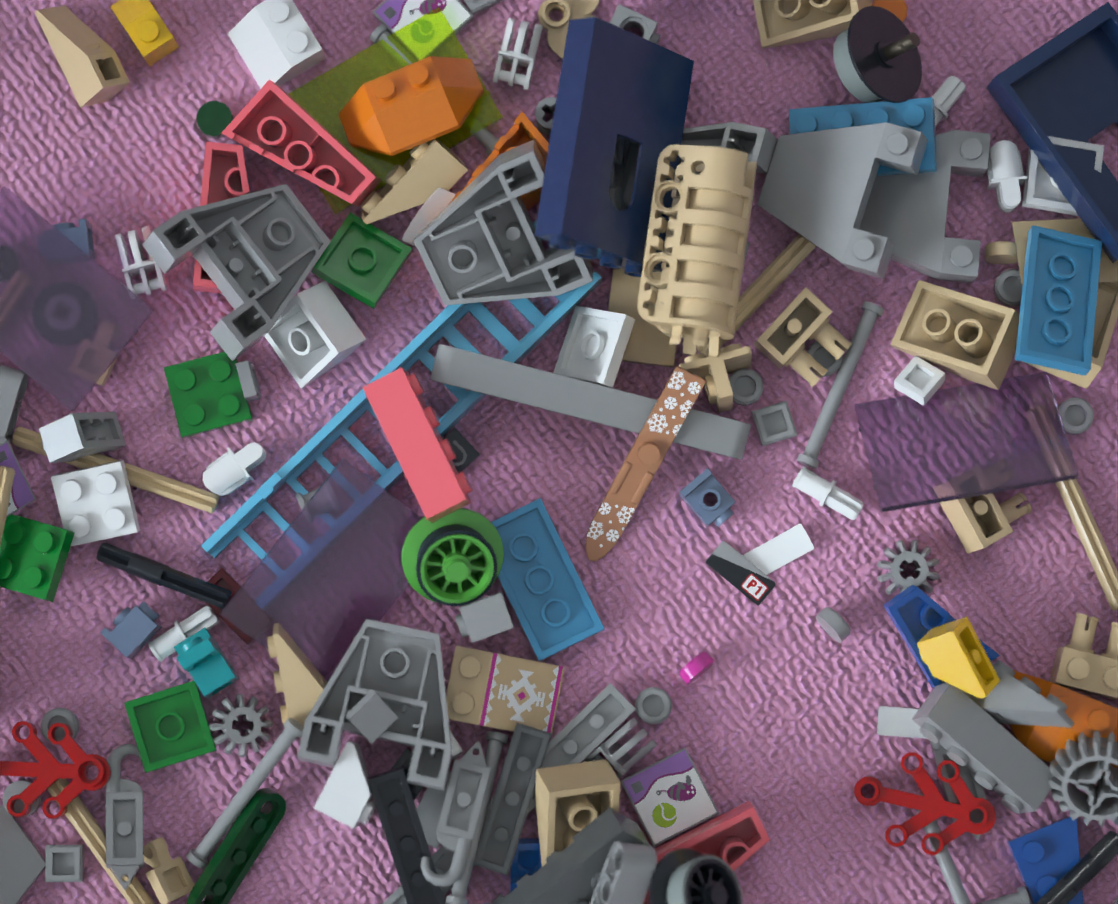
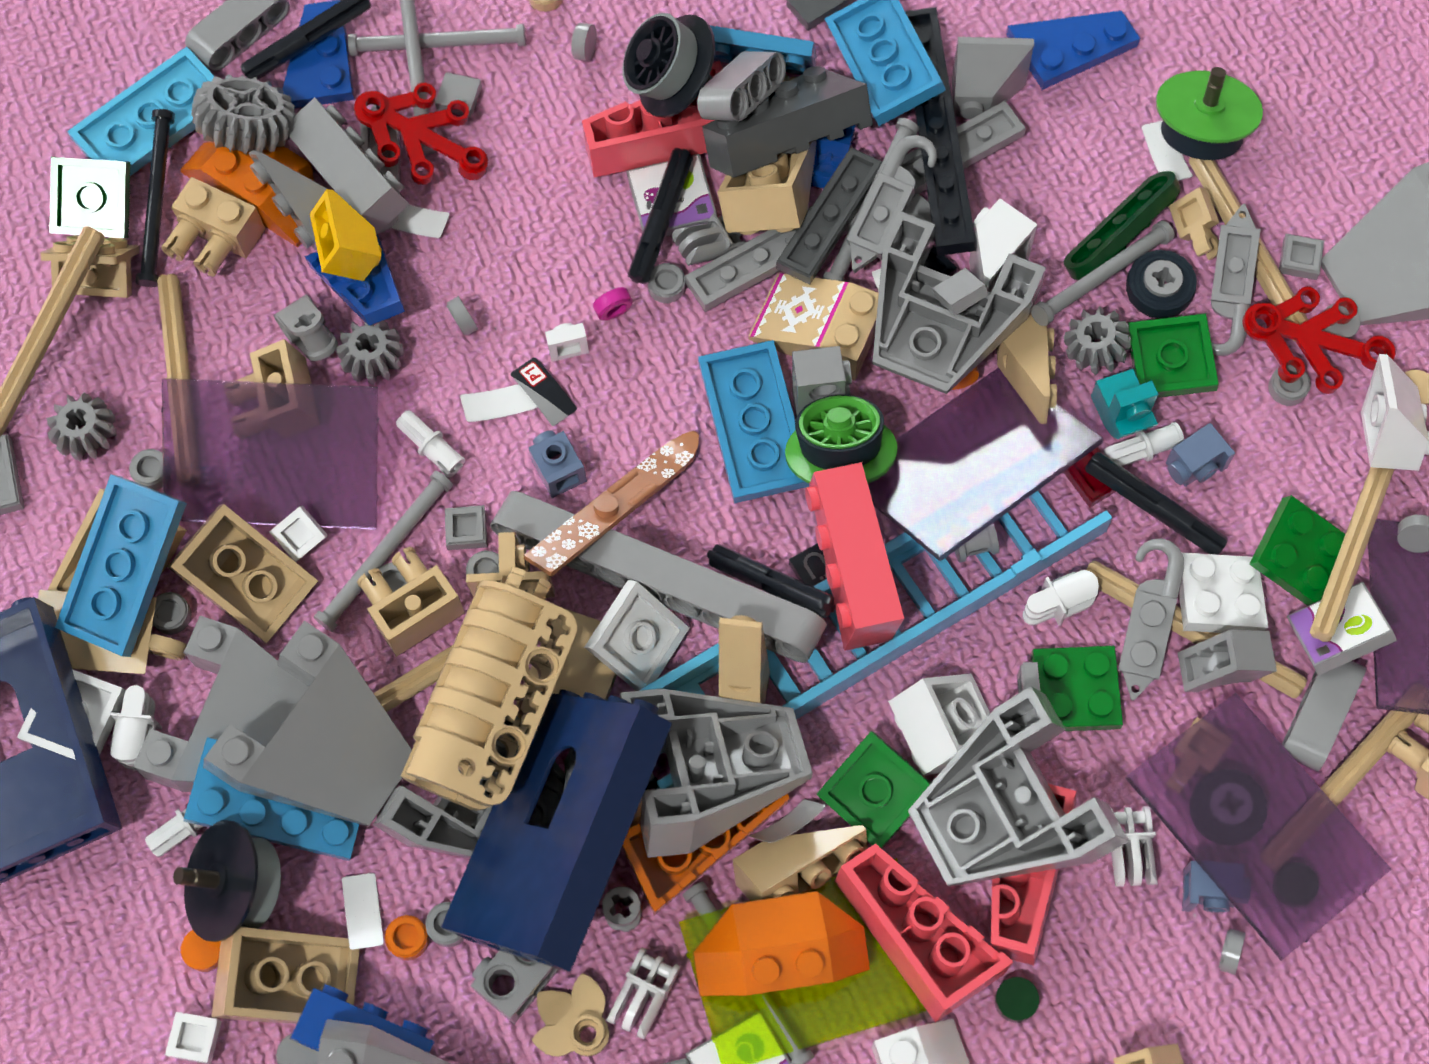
camera: 170 degrees left, 15 degrees down
(46, 194) = (1231, 951): none -> light grey tile
(152, 463) = (1151, 619): none -> light grey plate
(204, 802) = (1154, 296): none -> black wheel
(489, 418) = (771, 580): none -> black axle
(493, 326) = (742, 659): none -> tan slope
(673, 766) = (660, 216): none -> black axle
(701, 77) = (433, 926): none -> light grey tile
(724, 58) = (406, 937): none -> orange tile
(730, 621) = (567, 341): none -> white plate
(766, 70) = (362, 911): none -> white sticker
(904, 865) = (458, 88): none -> light grey tile
(972, 577) = (306, 329): none -> light grey piece

